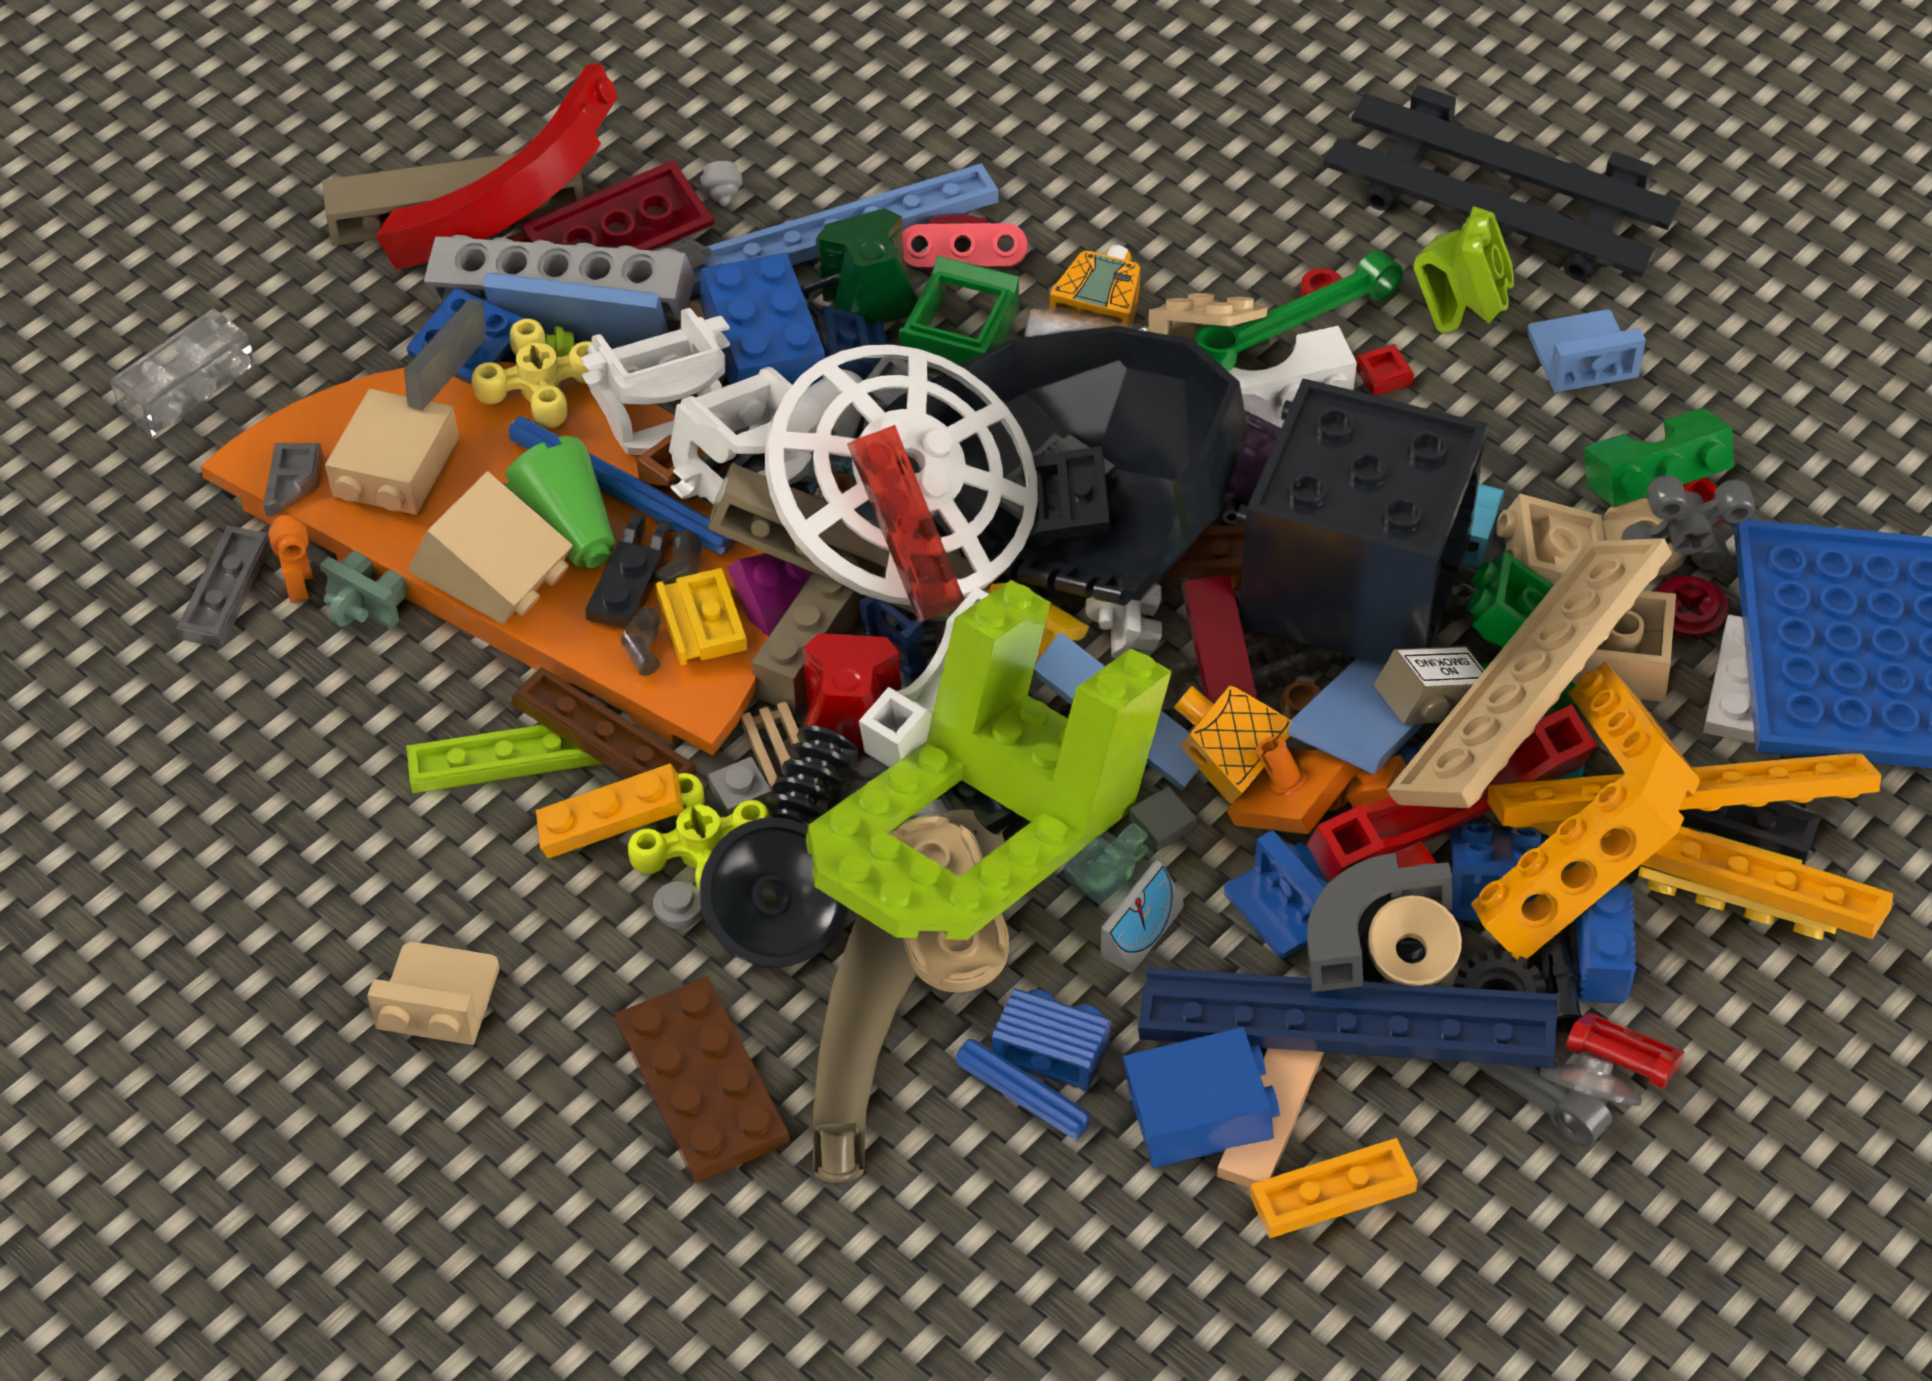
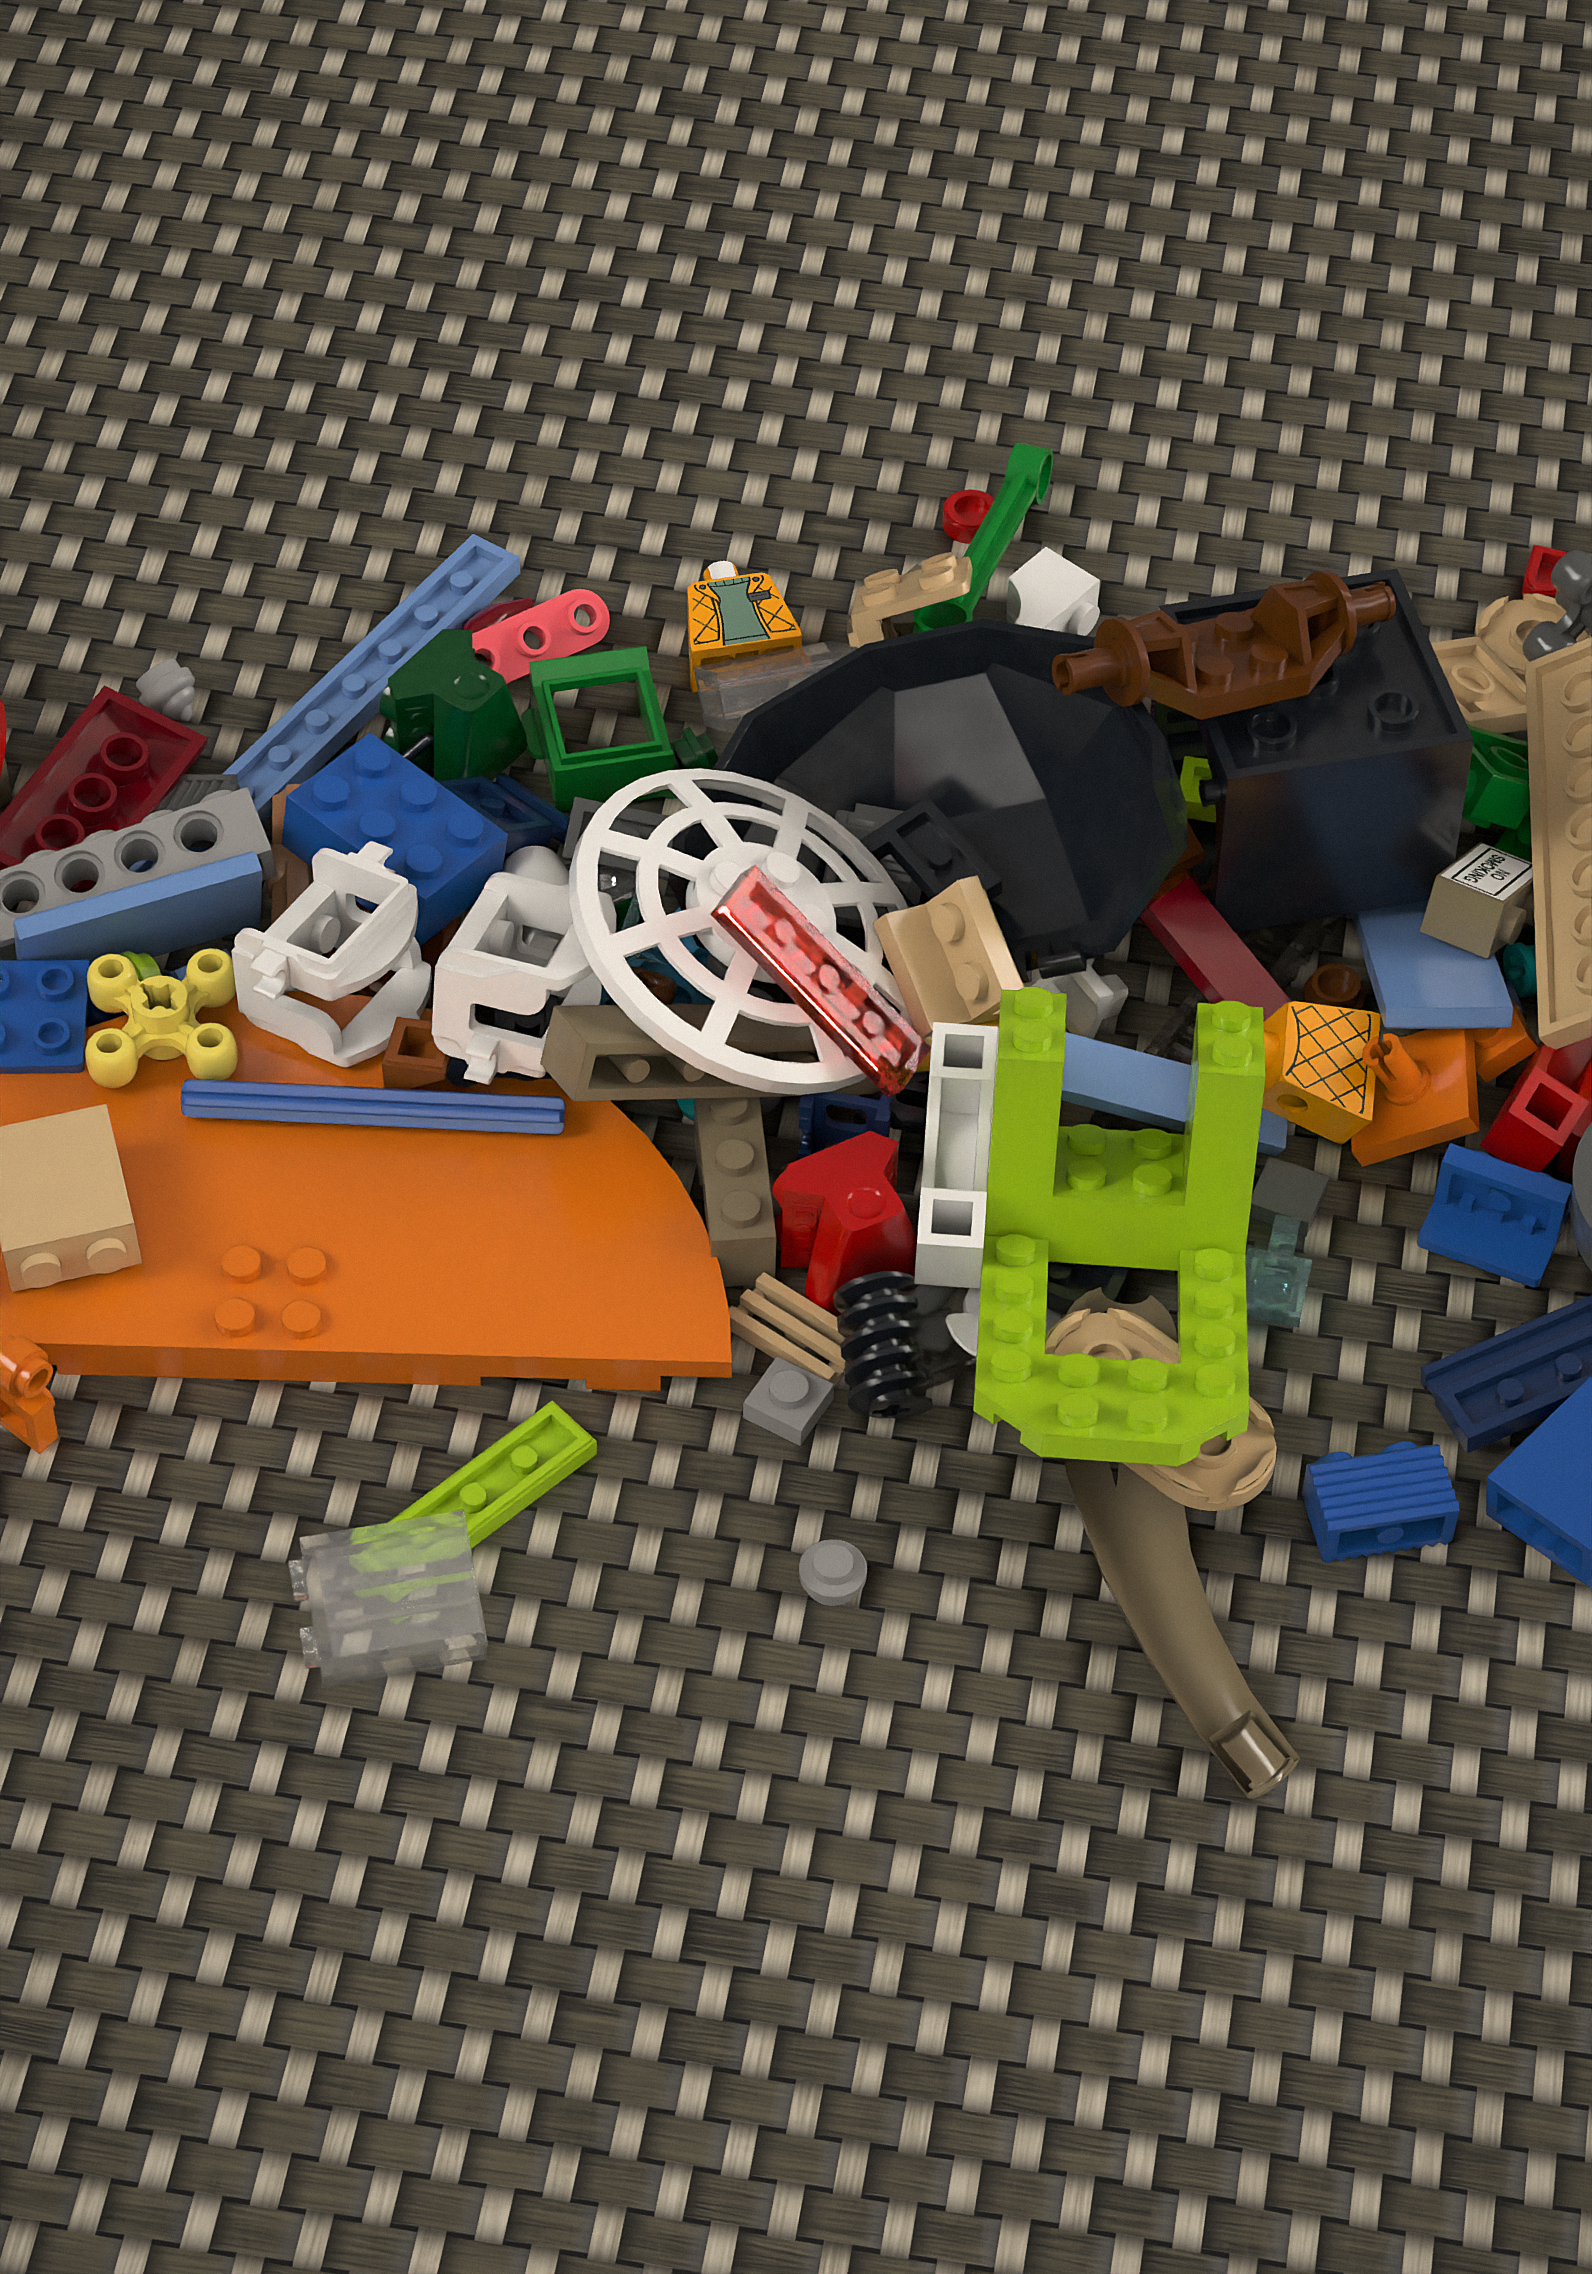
camera: 35 degrees left, 0 degrees up
(358, 597) = (135, 1397): sand green hips -> none
(397, 782) = (389, 1599): none -> clear brick
(435, 993) = (639, 1824): tan bracket -> none
(445, 354) = (49, 1044): dark grey tile -> none
(491, 551) = (300, 1259): tan slope -> none
(566, 494) = (343, 1157): bright green cone -> none
(594, 727) = (586, 1417): reddish brown tile -> none
(609, 811) = (672, 1502): light orange plate -> none
(629, 574) = (476, 1212): black hinge -> none
(639, 638) = (551, 1280): clear smoke arm -> none
(685, 558) = (531, 1159): clear smoke arm -> none
(696, 831) = (798, 1479): neon yellow gear -> none
(701, 616) = (607, 1216): yellow plate -> none
(701, 1079) = (1024, 1758): reddish brown plate -> none
(767, 588) = (655, 1147): magenta wing -> none
(775, 857) = (978, 1483): black dish -> none
(1023, 1088) = (1387, 1575): blue axle -> none
(1033, 550) = (949, 957): none -> tan bracket
(1141, 919) = (1360, 1321): slope -> none
(1298, 428) = (1229, 659): none -> reddish brown plate
(1384, 370) = (1120, 578): red tile -> none
(1431, 125) = (1202, 267): black fence -> none
(1465, 270) = (1130, 424): lime piece -> none
(1586, 350) = (1313, 462): medium blue bracket -> none
(1693, 448) = (1515, 523): green arch -> none

